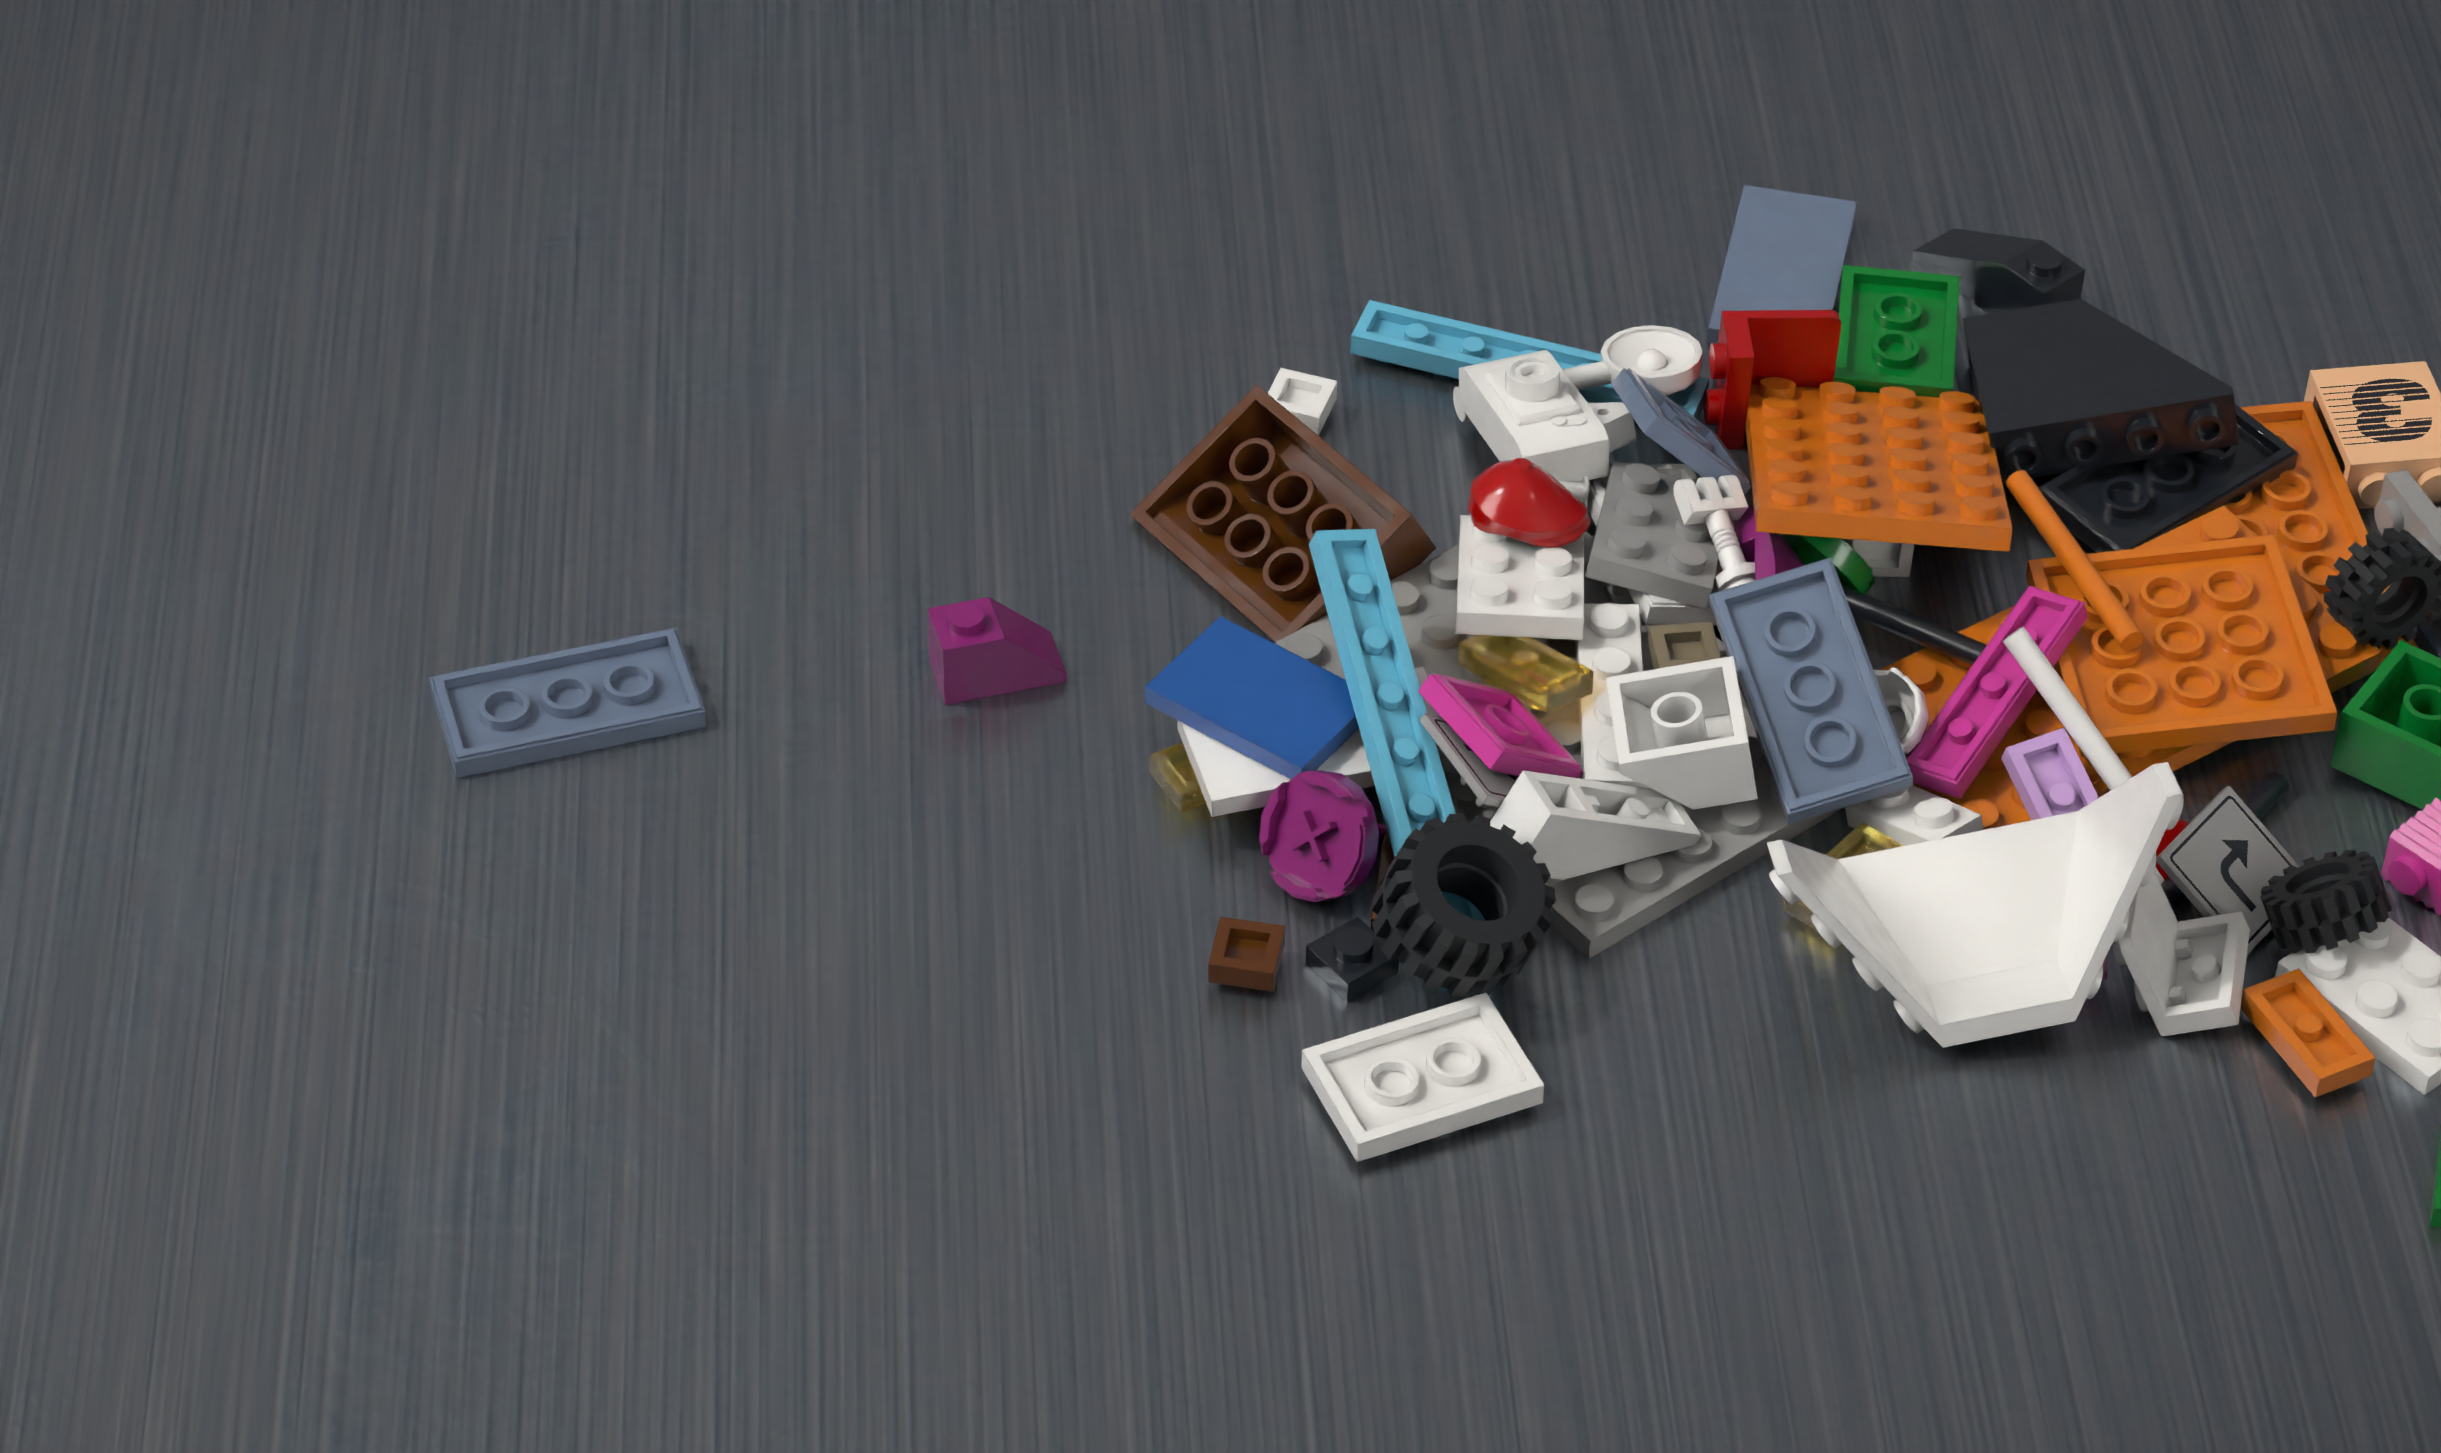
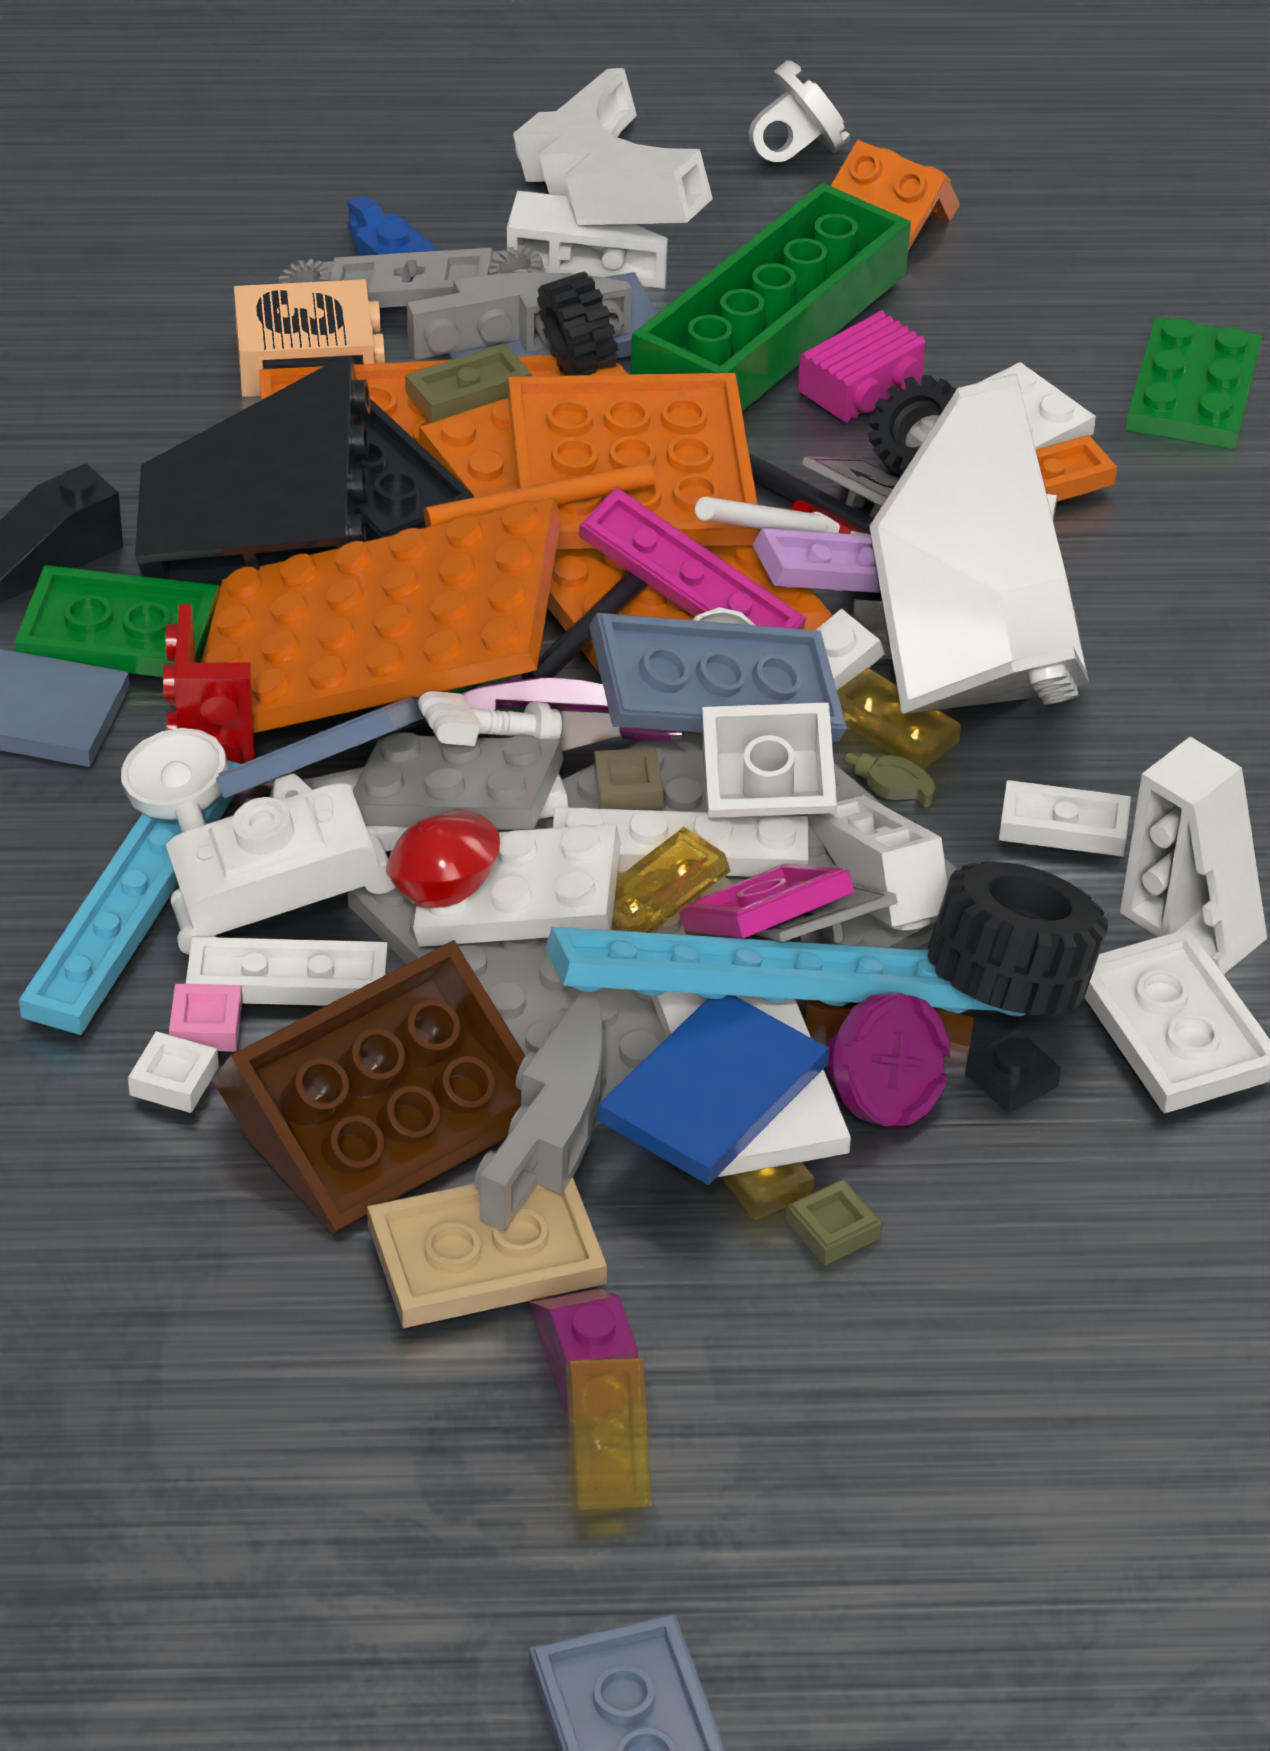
camera: 90 degrees left, 0 degrees up
(873, 652) = (608, 1434): none -> clear yellow plate
(1104, 595) = (454, 1265): none -> tan plate
(1150, 827) = (833, 1222): none -> olive tile
(1194, 595) = (555, 1115): none -> light grey slope
(1246, 954) = (1027, 1141): reddish brown plate -> none
(1367, 417) = (207, 1014): none -> bright pink plate
(1431, 462) = (287, 968): none -> white plate
(1606, 1054) = (1195, 855): none -> white wedge
(1713, 1009) = (1065, 818): none -> white plate
(1763, 898) = (893, 777): none -> olive piece
(2303, 530) = (464, 382): none -> olive plate

